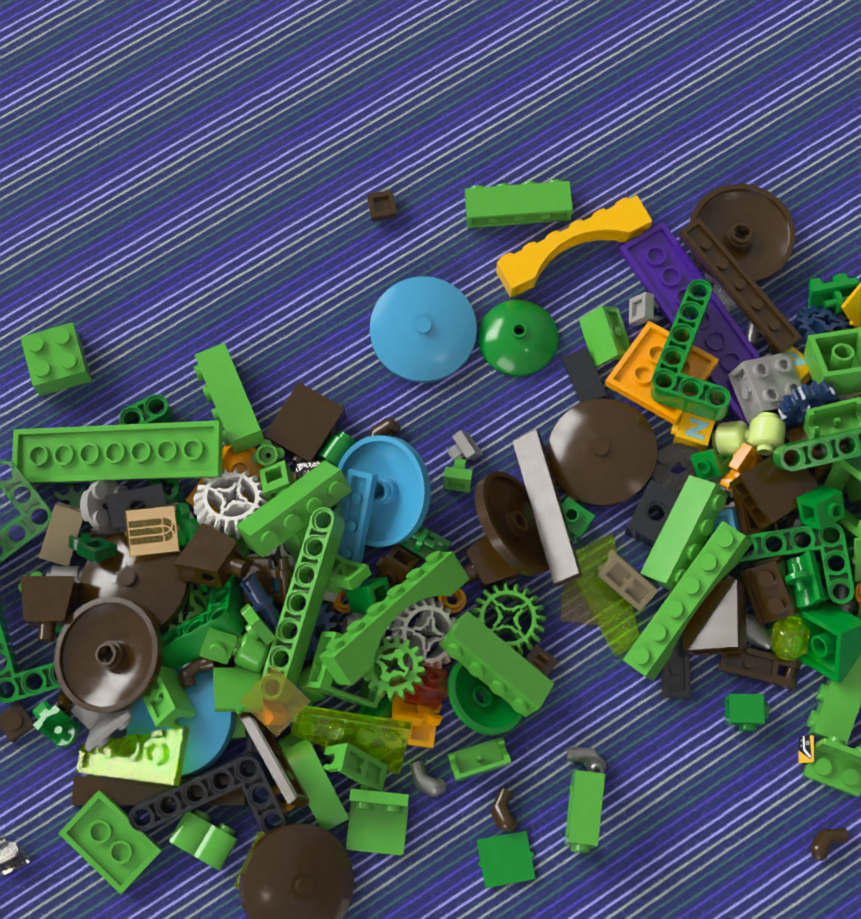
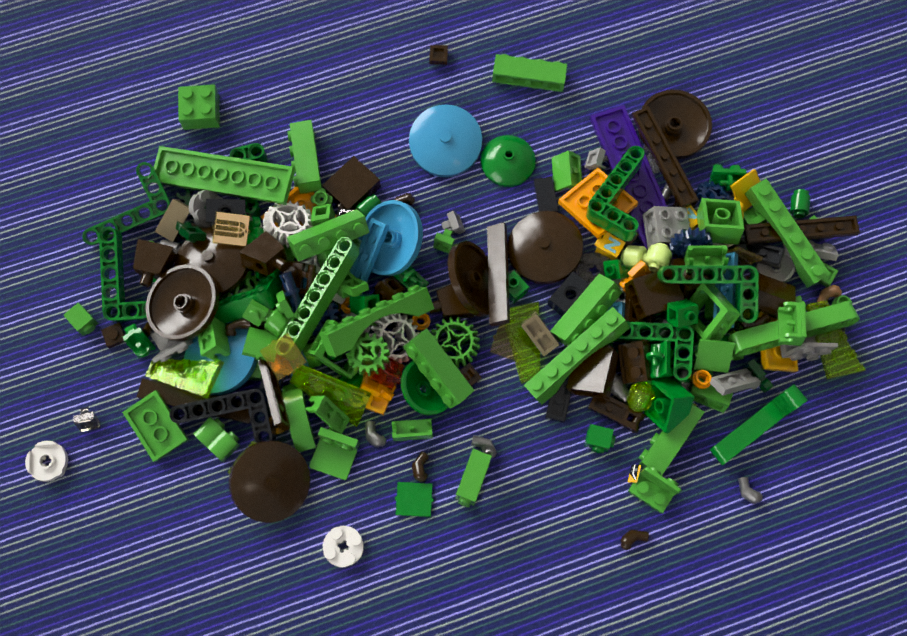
camera: 10 degrees right, 0 degrees up
(619, 223) = (594, 99): yellow arch -> none

